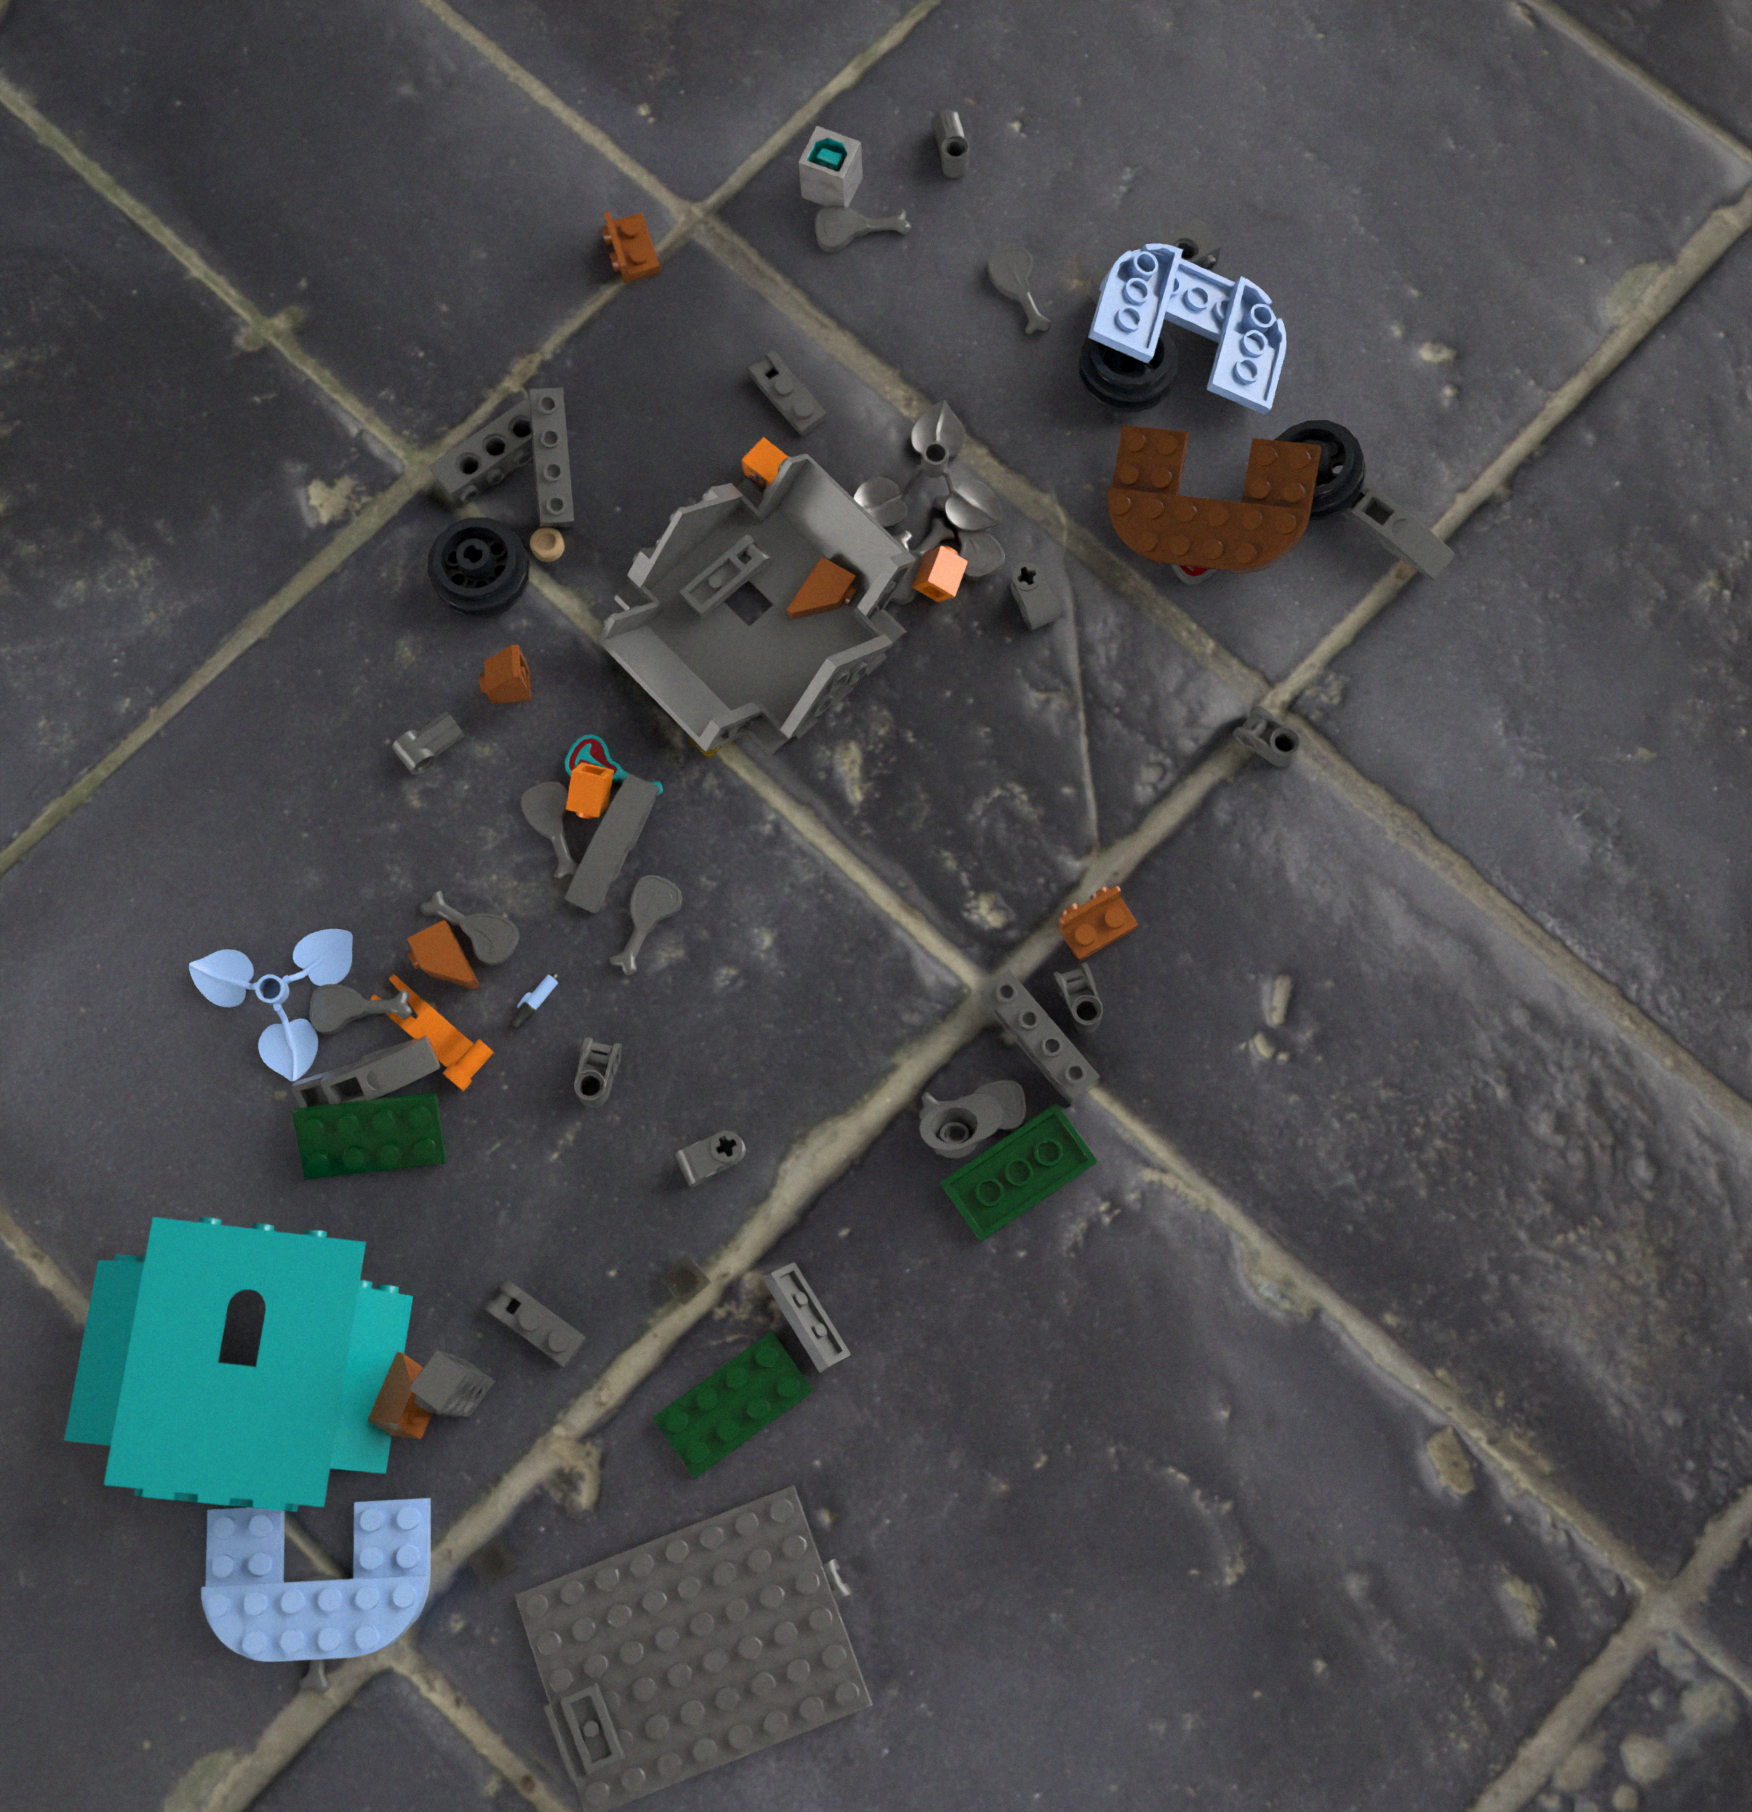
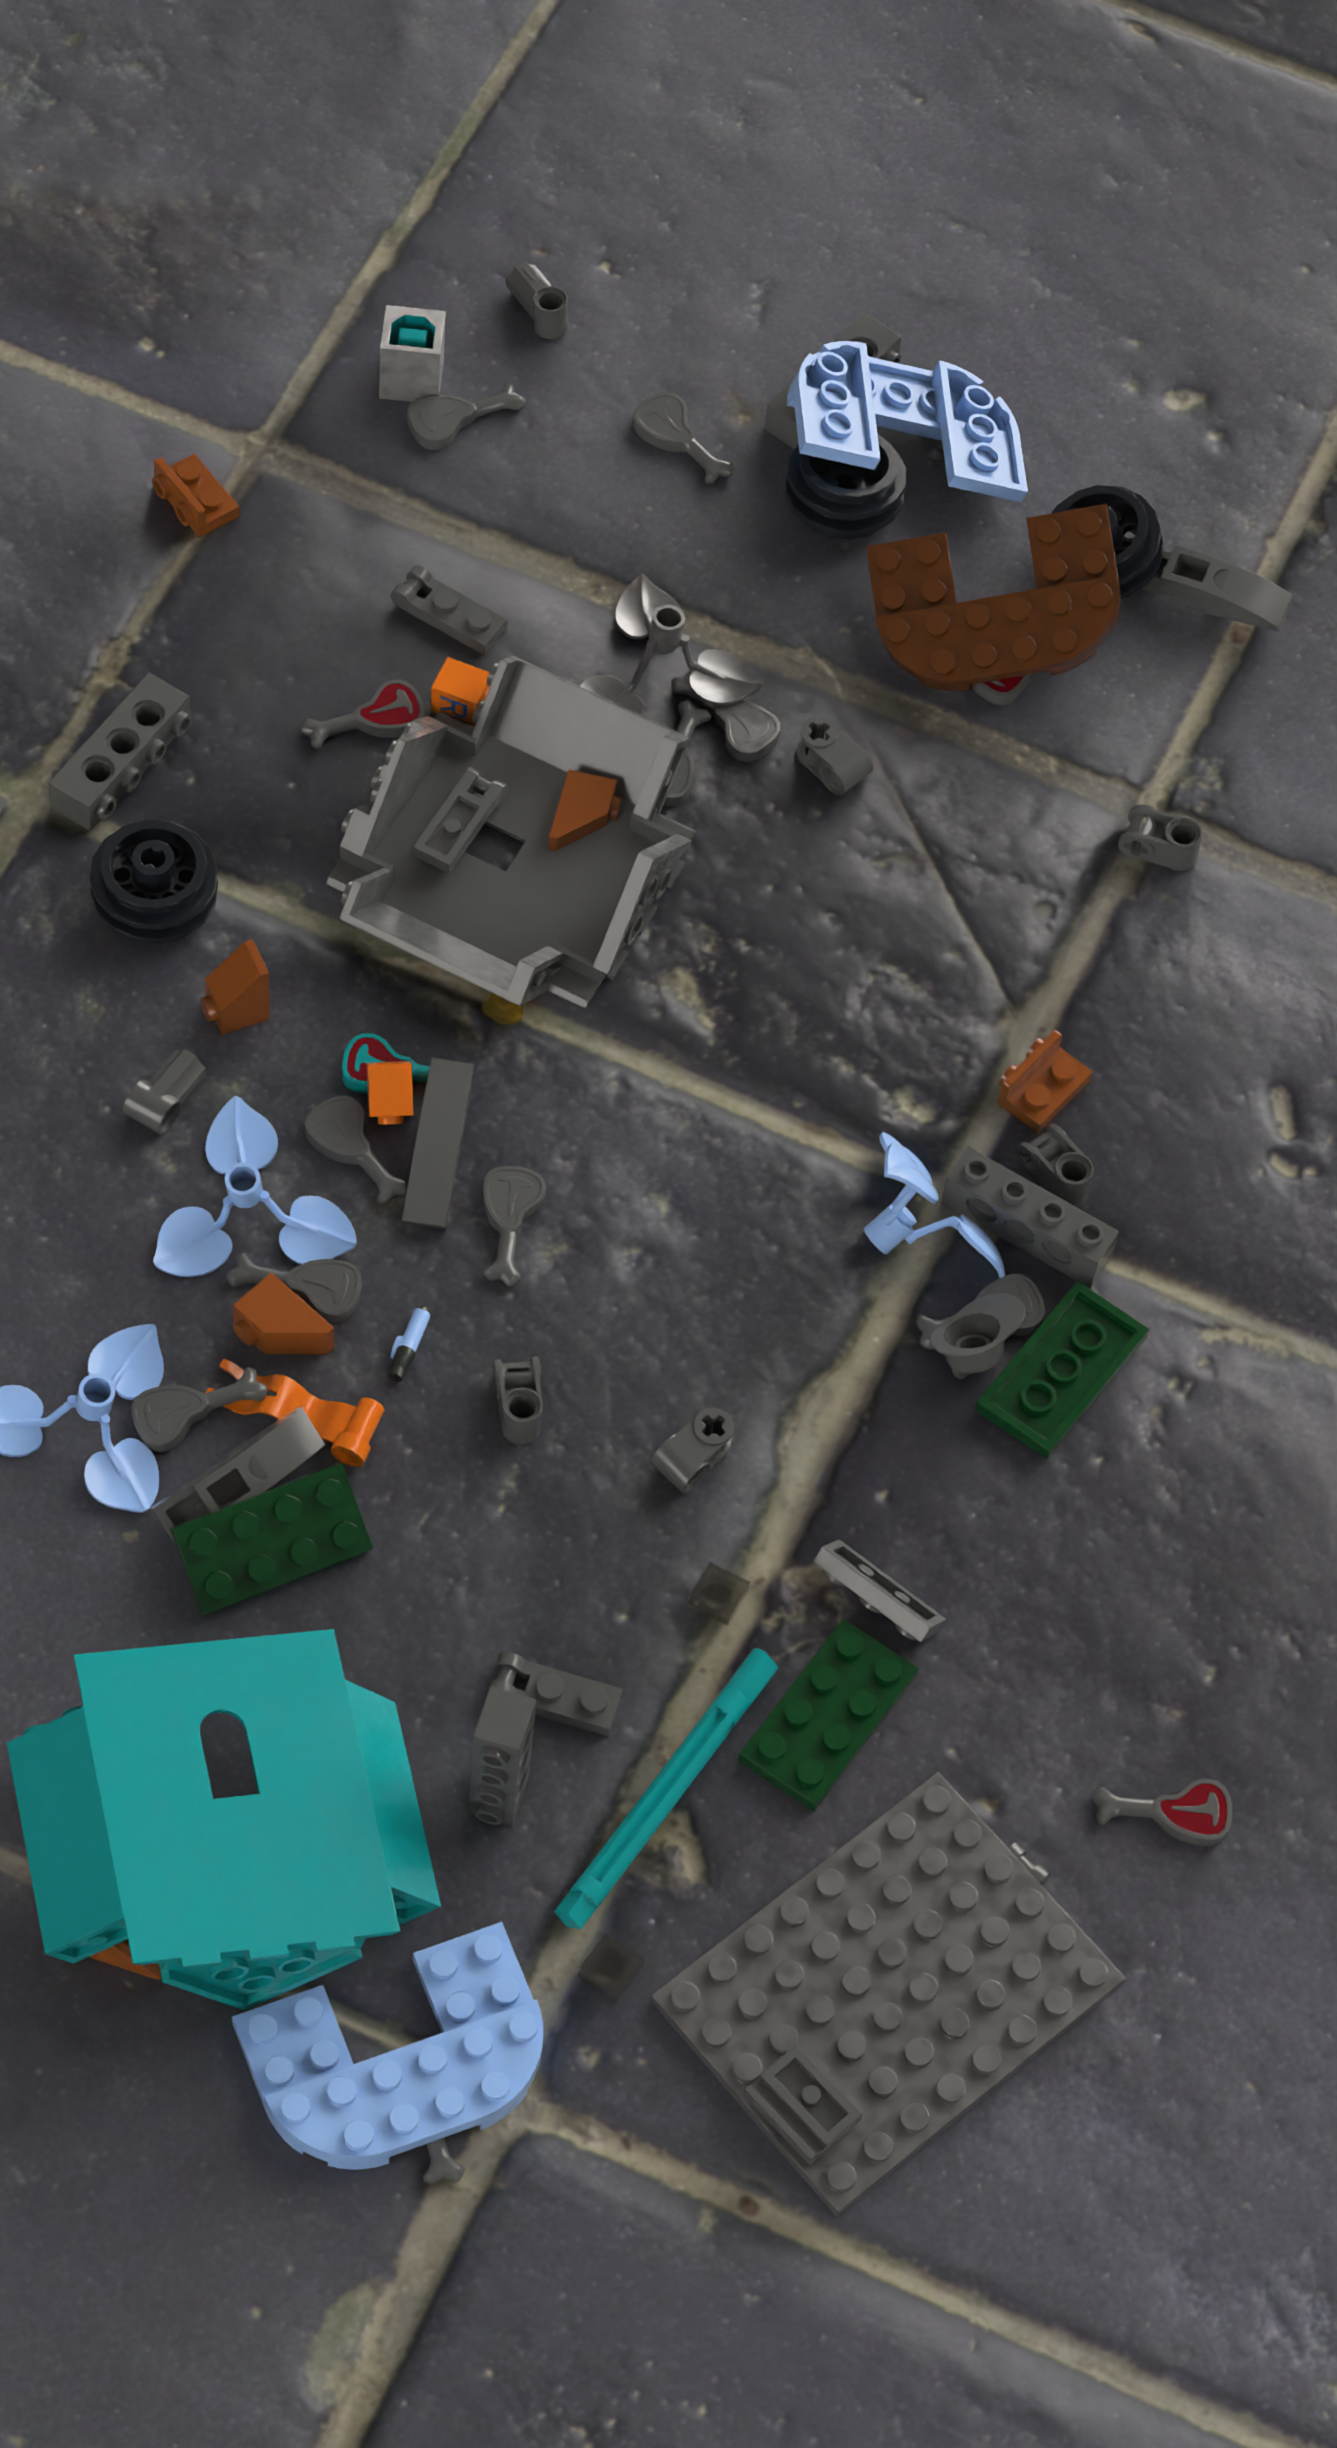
camera: 30 degrees left, 15 degrees down
(395, 1404) = (436, 1814): dark orange slope -> none
(407, 868) = (238, 1147): none -> light blue plant
(547, 544) = (224, 840): tan tile -> none
(550, 457) = (201, 737): dark grey brick -> none
(588, 1429) = (666, 1789): none -> teal piece
(713, 467) = (384, 716): none -> dark grey piece
(938, 1009) = (896, 1220): none -> light blue plant
(940, 573) = (714, 756): brick -> none
(981, 1579) = (1195, 1815): none -> dark grey piece

